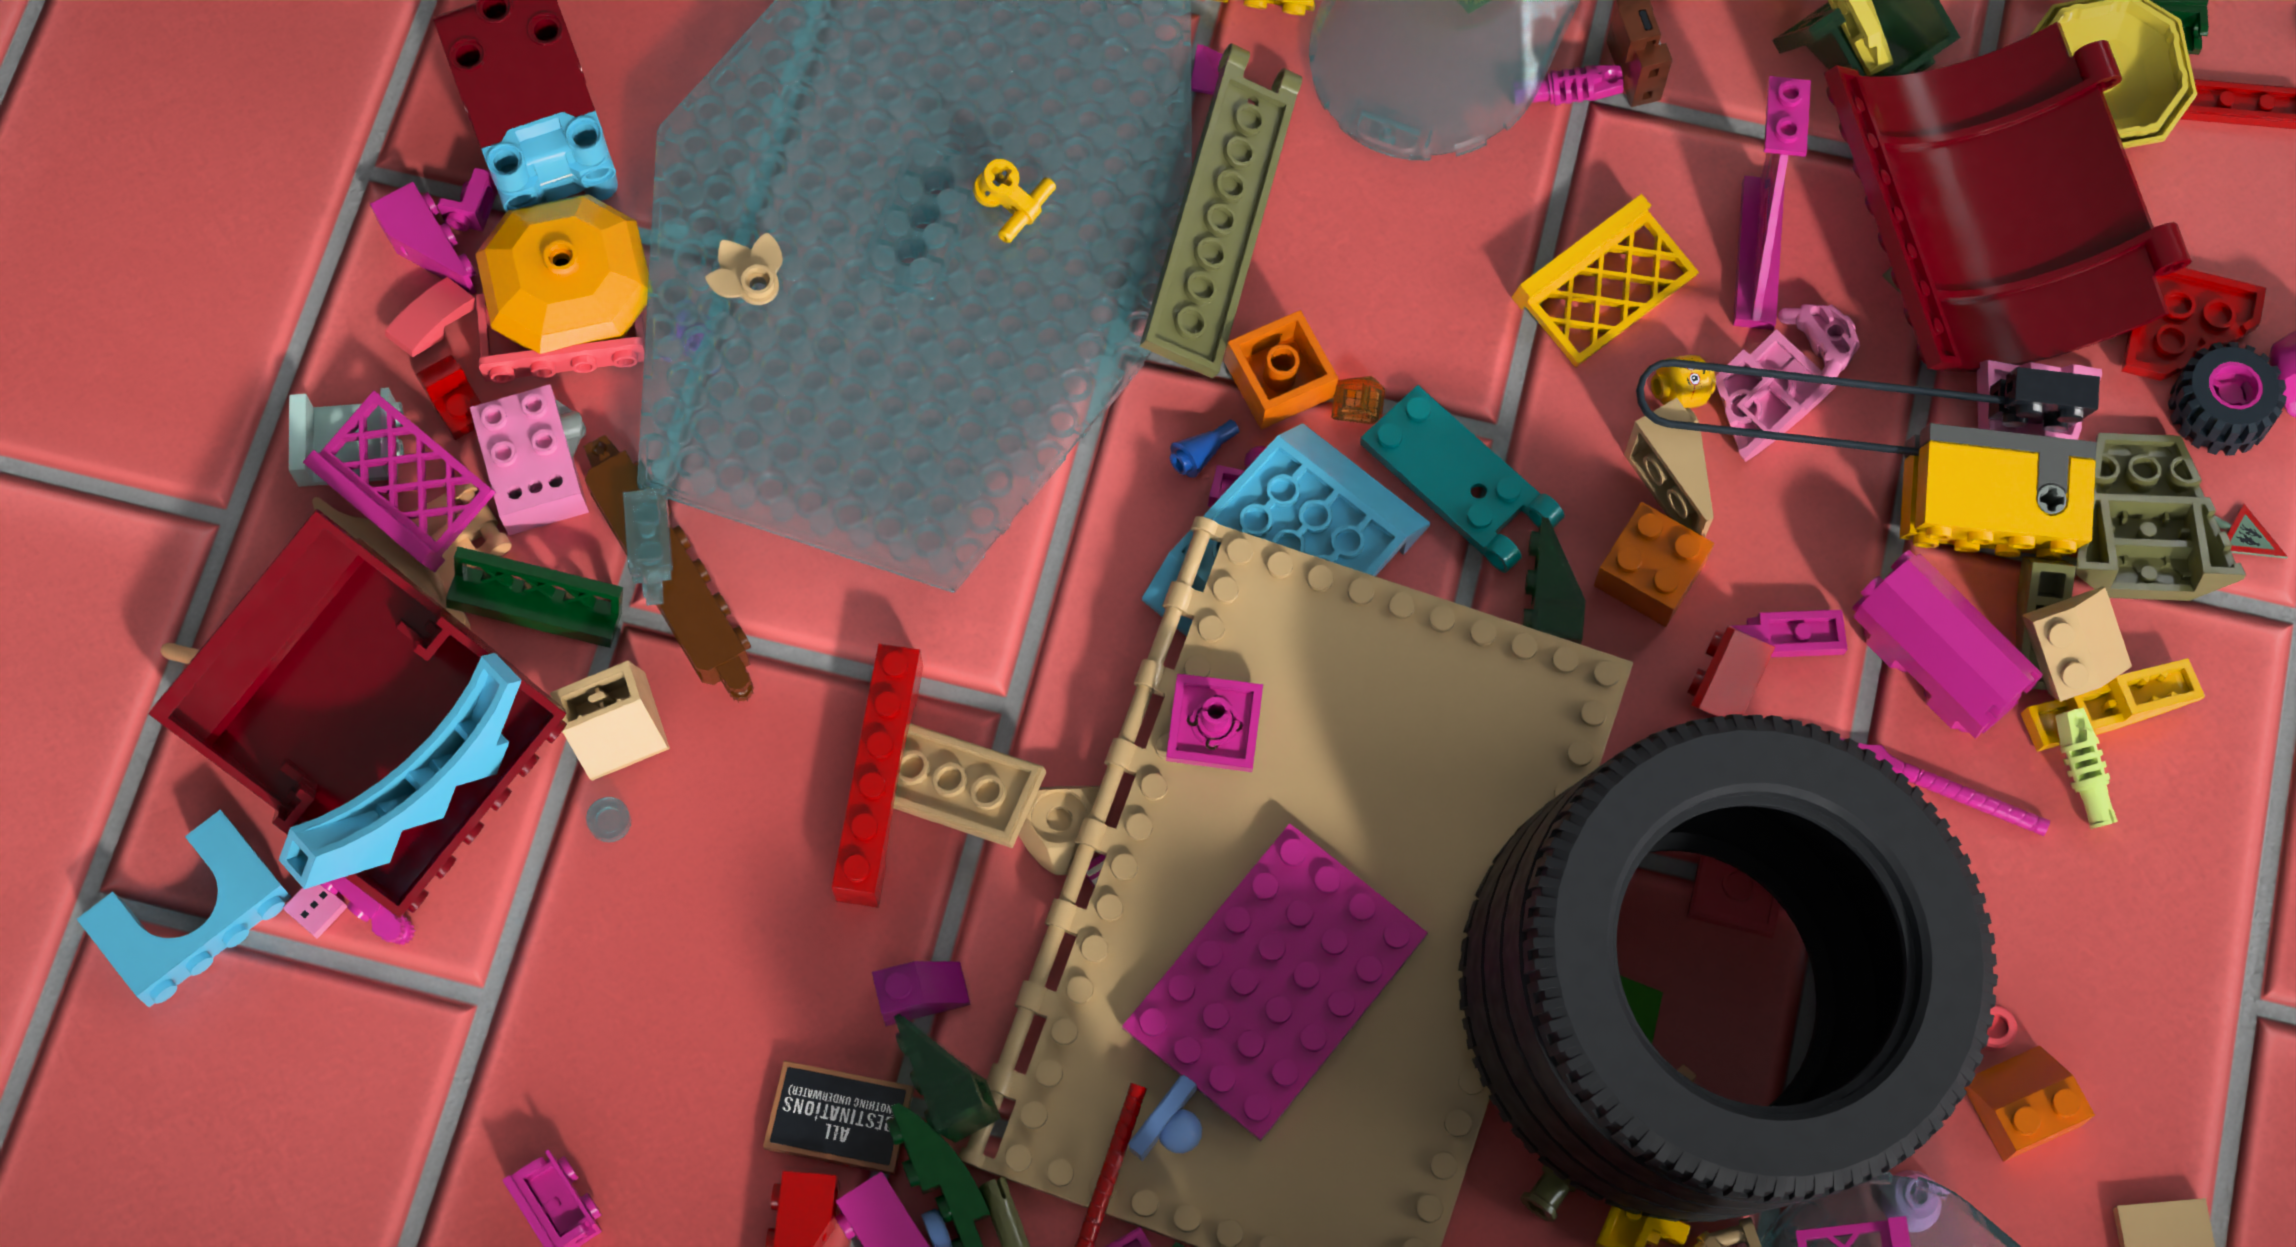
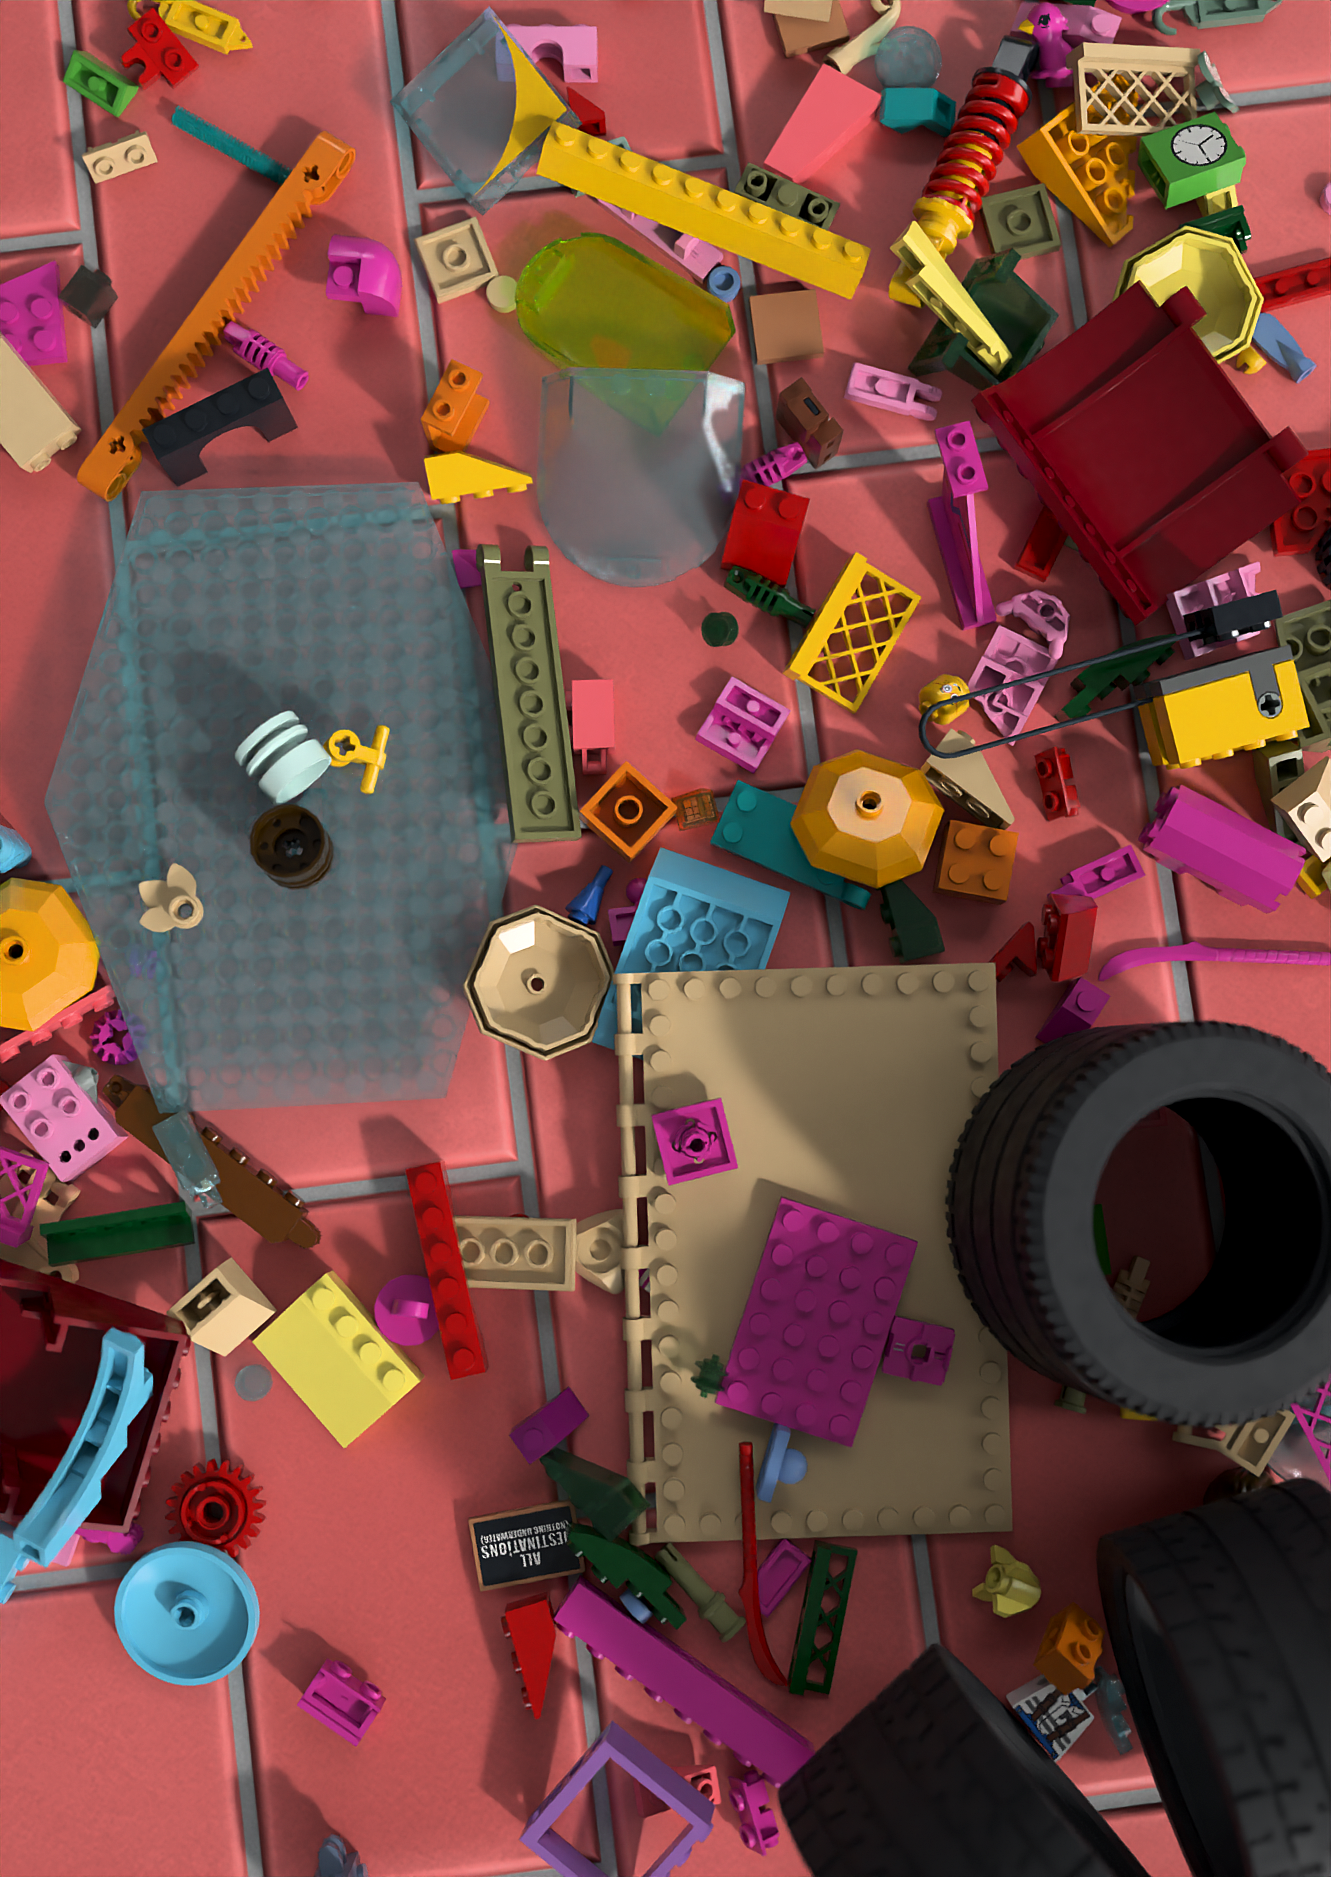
camera: 25 degrees left, 15 degrees up
(424, 1032) = (187, 1613): none -> medium azure dish
(520, 958) = (228, 1490): none -> red gear
(609, 414) = (101, 1034): none -> dark pink gear
(713, 828) = (338, 1358): none -> light yellow slope
(812, 805) = (406, 1310): none -> dark pink tile
(901, 256) = (289, 828): none -> dark brown wheel
(930, 165) = (281, 755): none -> light aqua wheel
(1117, 470) = (572, 973): none -> tan rock
(1128, 991) = (709, 1376): none -> clear green wheel
(1280, 267) = (592, 722): none -> coral brick
(1354, 1062) = (903, 1336): none -> dark pink piece
(1446, 332) = (742, 725): none -> dark pink slope
(1459, 224) = (719, 629): none -> clear green wheel
(1525, 210) = (767, 596): none -> dark green hinge
(1547, 139) = (765, 531): none -> red slope
(1547, 468) = (863, 842): none -> light orange rock
(1665, 675) = (1019, 950): none -> red slope
(1741, 52) = (891, 391): none -> bright pink hinge
(1782, 501) = (1052, 769): none -> red hinge
(1855, 270) = (1041, 547): none -> red tile
(1890, 419) = (1123, 671): none -> dark green slope
(2167, 158) = (1252, 358): none -> yellow hinge
(2205, 159) = (1281, 347): none -> medium blue piece

